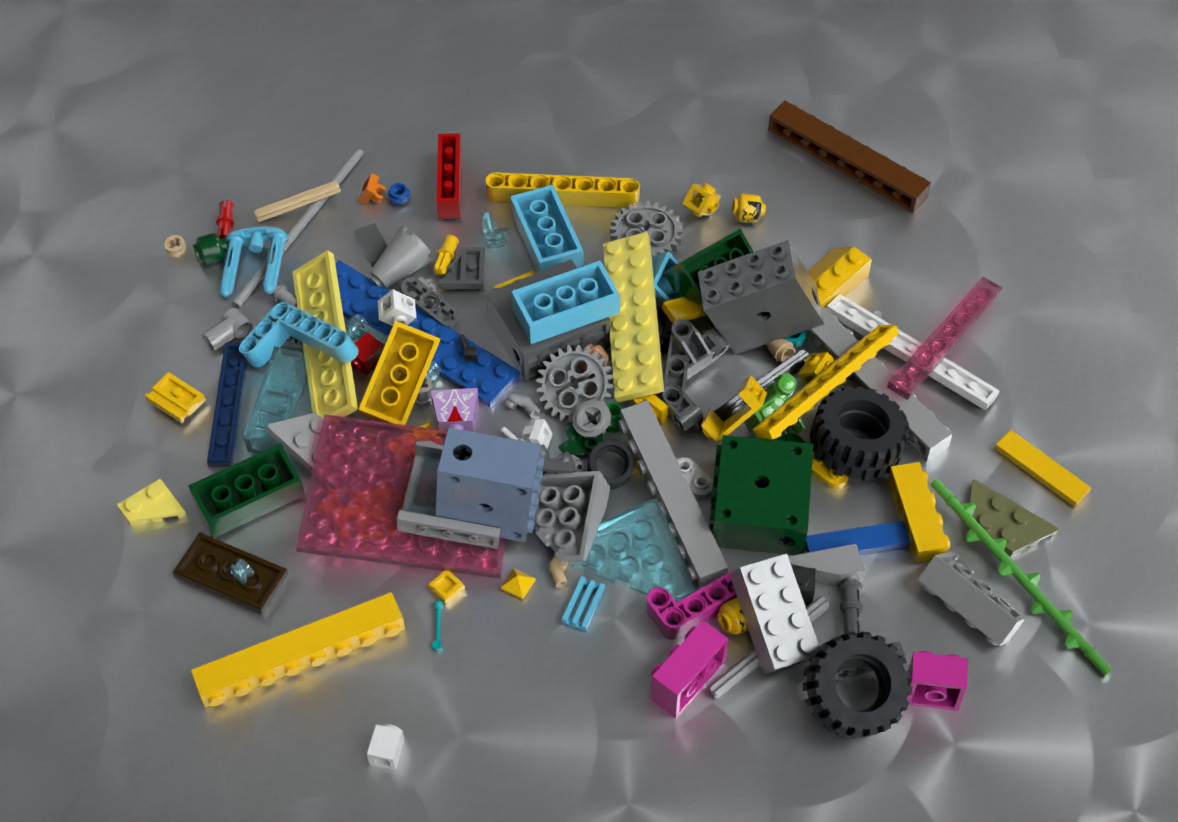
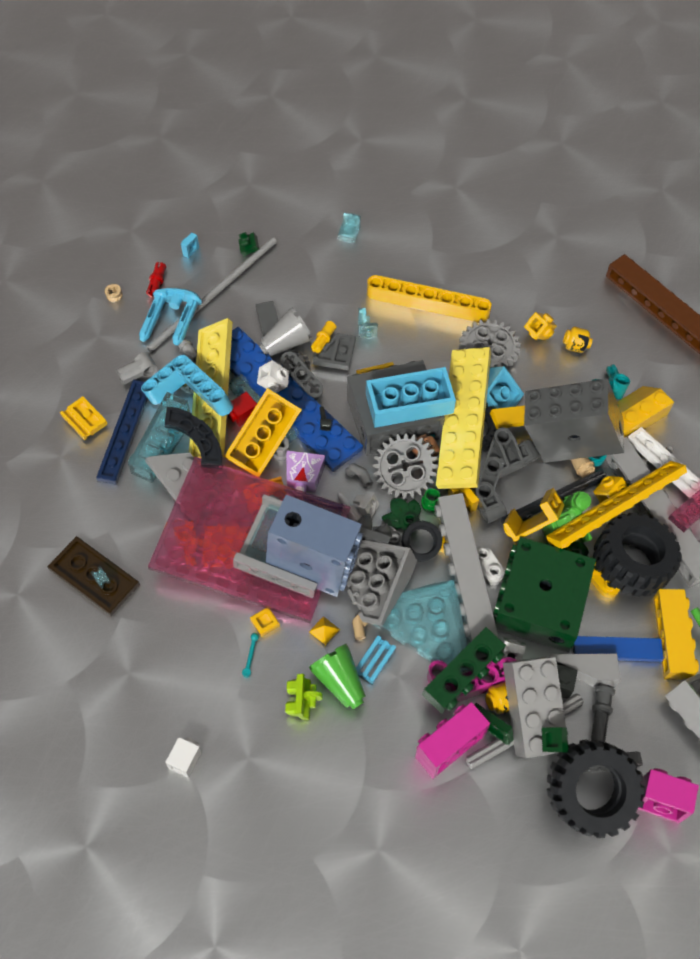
camera: 10 degrees right, 5 degrees up
(150, 505) = (44, 505): light yellow wing -> none
(210, 248) = (138, 300): dark green head -> none
(246, 490) = (120, 508): dark green brick -> none
(257, 174) = (190, 245): none -> medium azure plate
(297, 201) = (215, 272): tan axle -> none
(298, 650) = (130, 655): yellow brick -> none
(324, 387) = (199, 432): none -> black tile
(329, 160) = (248, 243): none -> dark green tile
(369, 190) = (275, 272): orange tile -> none
(398, 193) = (297, 279): blue plate -> none
(449, 176) = (339, 272): red brick -> none
(450, 119) = (349, 228): none -> clear light blue bracket
(513, 656) = (305, 697): none -> lime hips
(545, 228) = (408, 330): medium azure brick -> none
(547, 626) = (340, 676): none -> bright green cone
(593, 408) = (404, 498): light grey gear -> none
(684, 275) = (548, 375): dark green slope -> none
(705, 557) = (485, 643): none -> dark green brick
(738, 560) = (515, 647): none -> white tile
(740, 646) = (497, 727): none -> dark green tile
(802, 640) = (554, 739): none -> dark green tile
(804, 248) = (618, 382): none -> teal axle

